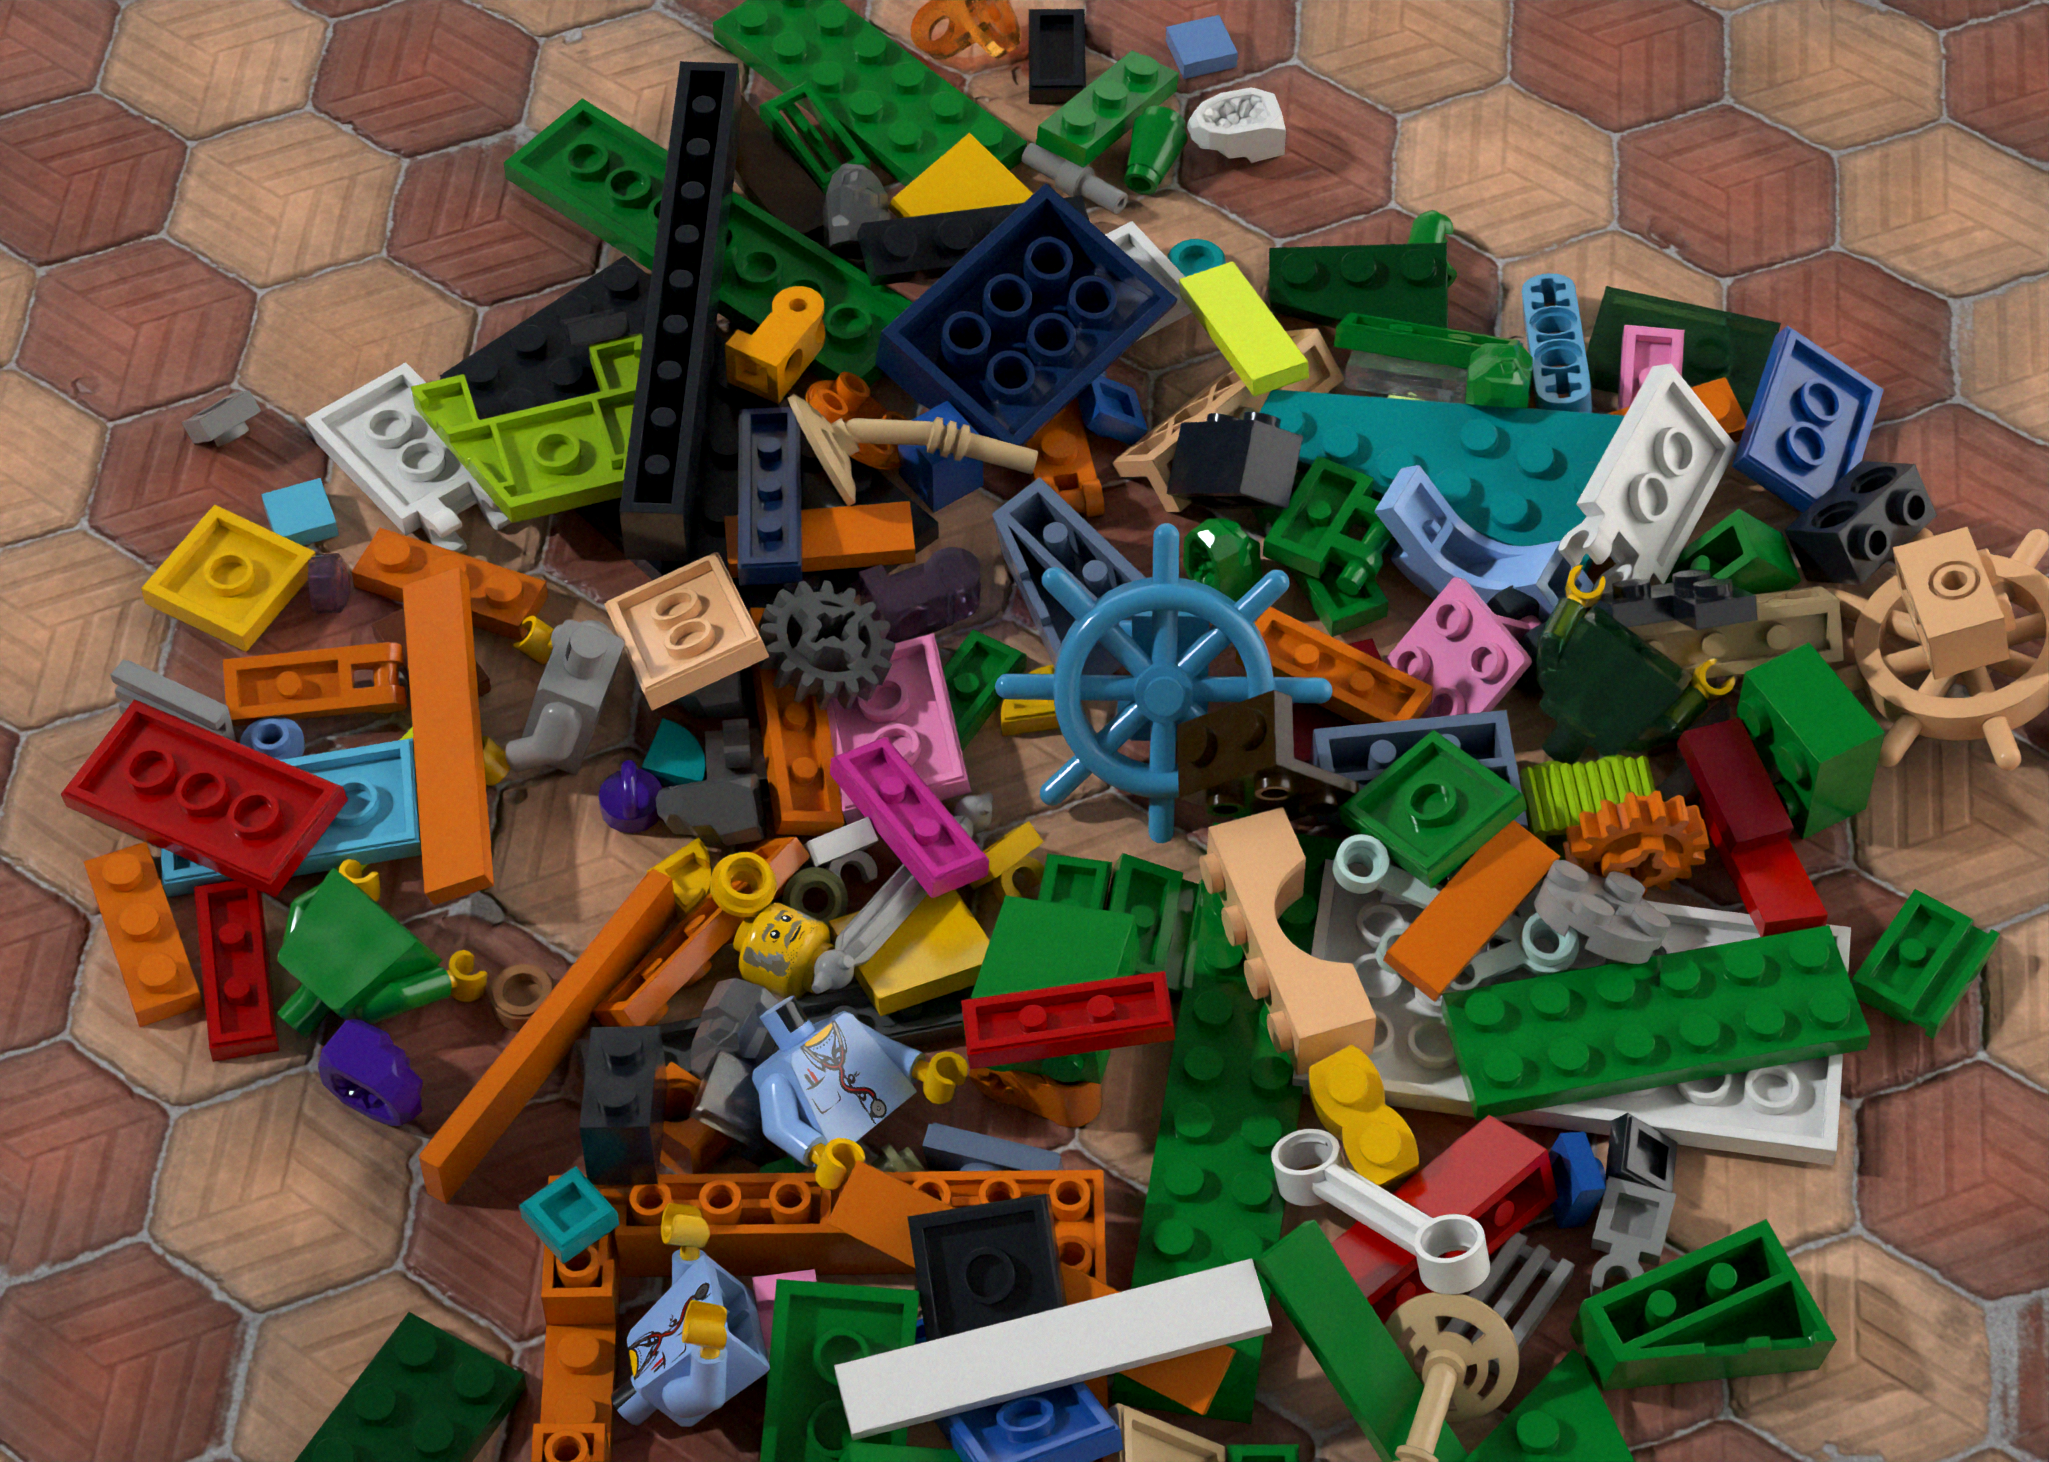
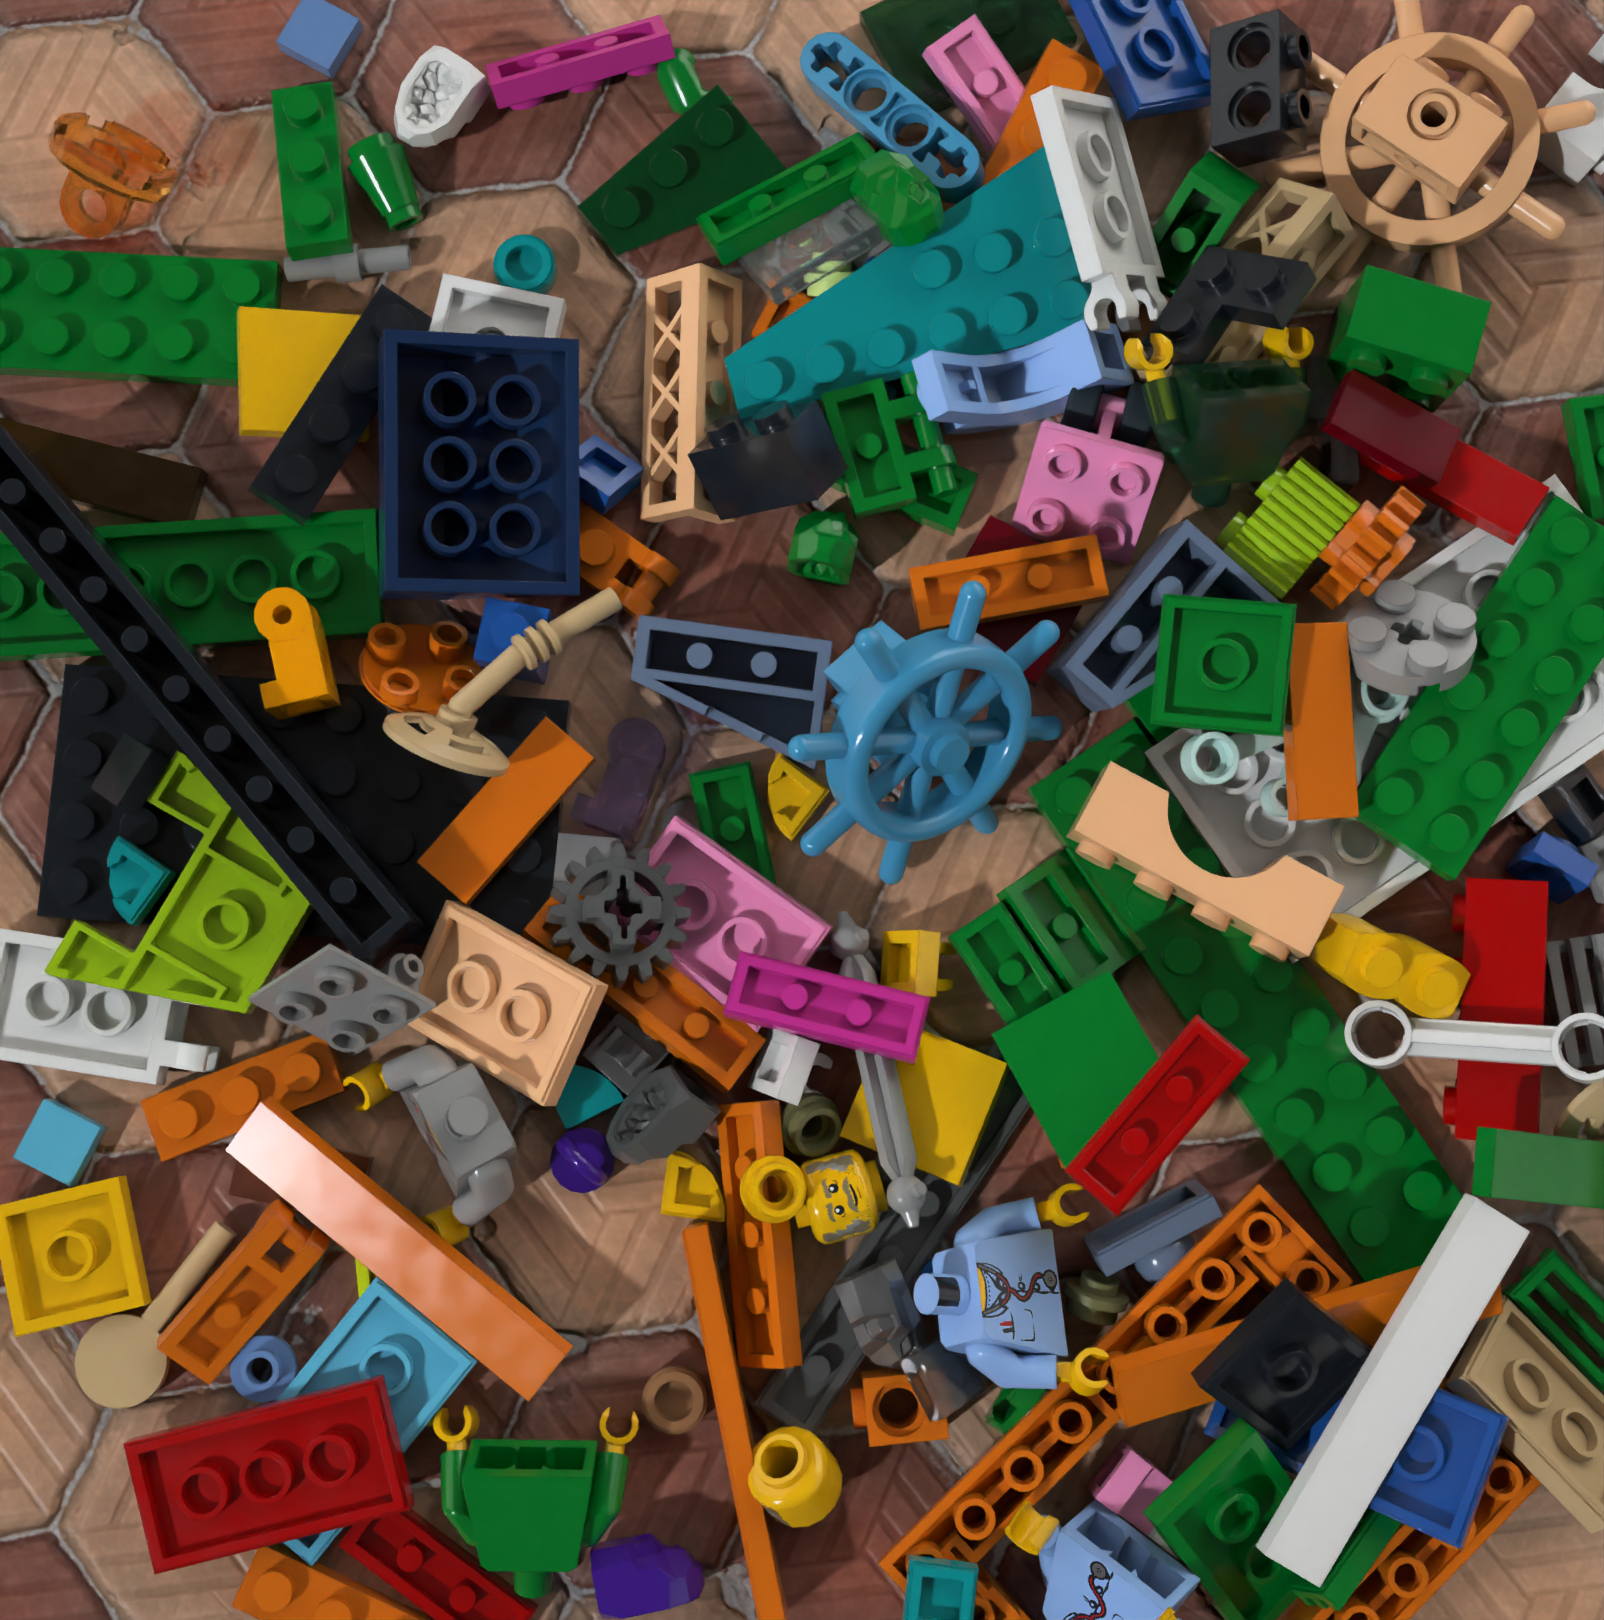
camera: 45 degrees left, 30 degrees up
(171, 697) = (158, 1415): light grey tile -> none
(197, 655) = (119, 1354): none -> tan piece
(328, 583) = (155, 1191): tile -> none
(527, 389) = (135, 880): none -> teal tile
(547, 1090) = (795, 1477): none -> yellow head
(585, 549) = (346, 998): none -> light grey hinge
(623, 1105) = (894, 1478): black brick -> none
(769, 497) = (438, 816): dark blue tile -> none
(827, 120) = (156, 424): green tile -> none
(851, 199) = (215, 460): dark grey rock -> none
(1056, 55) = (210, 145): black tile -> none
(1244, 329) = (646, 315): neon yellow tile -> none
(1245, 763) = (1063, 751): dark brown bracket -> none
(1363, 178) = (580, 63): none -> dark pink plate

